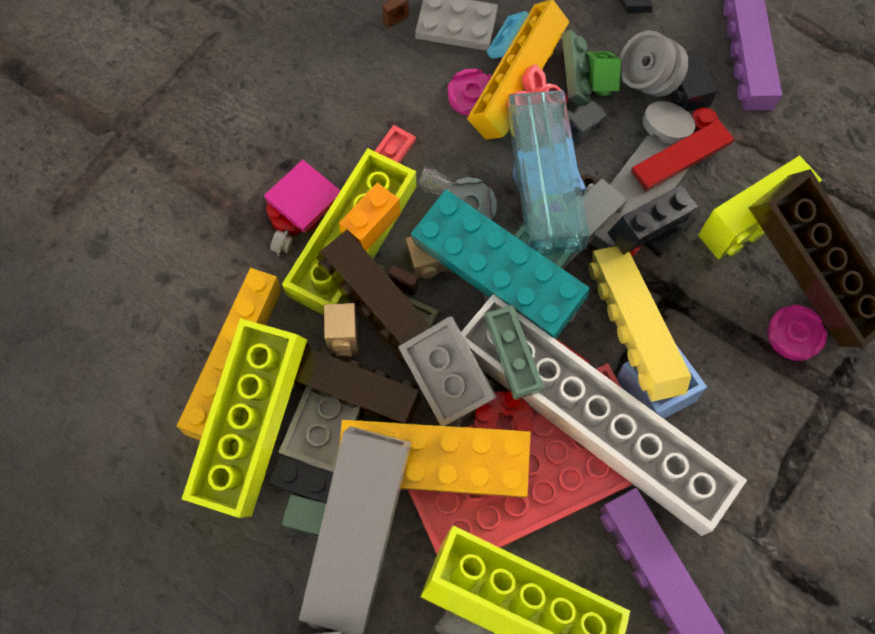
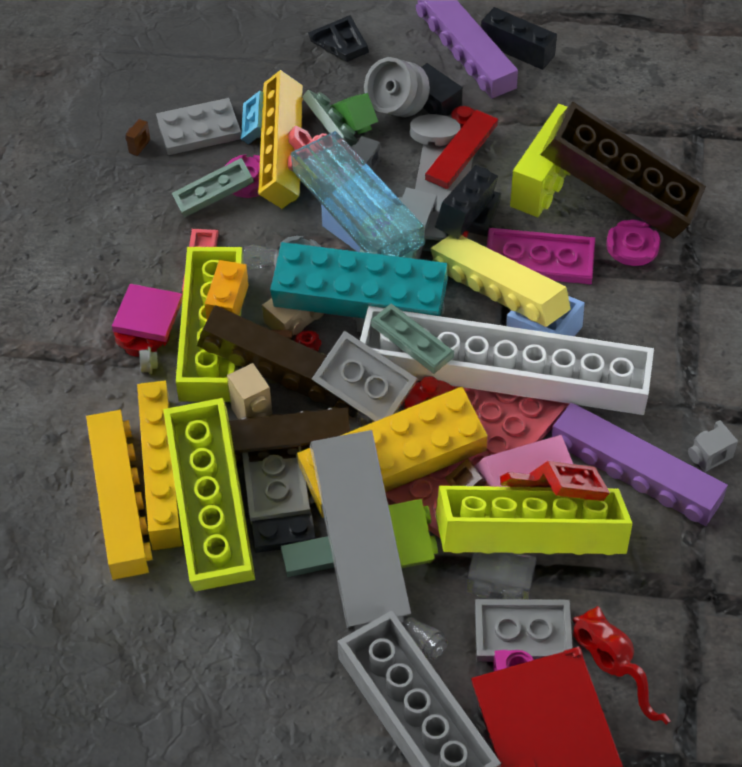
camera: 25 degrees left, 15 degrees down
(180, 366) = (117, 495): none -> yellow brick
(406, 549) = (412, 533): none -> lime brick
(427, 298) = (311, 336): none -> red plate
(431, 92) = (213, 187): none -> sand green plate
(489, 521) = (466, 475): none -> reddish brown plate
(553, 536) = (523, 459): none -> bright pink brick
(575, 589) = (564, 480): none -> red plate
(700, 304) = (551, 255): none -> dark pink tile
(753, 604) = (713, 447): none -> light grey brick
(803, 59) = (520, 38): none -> black brick

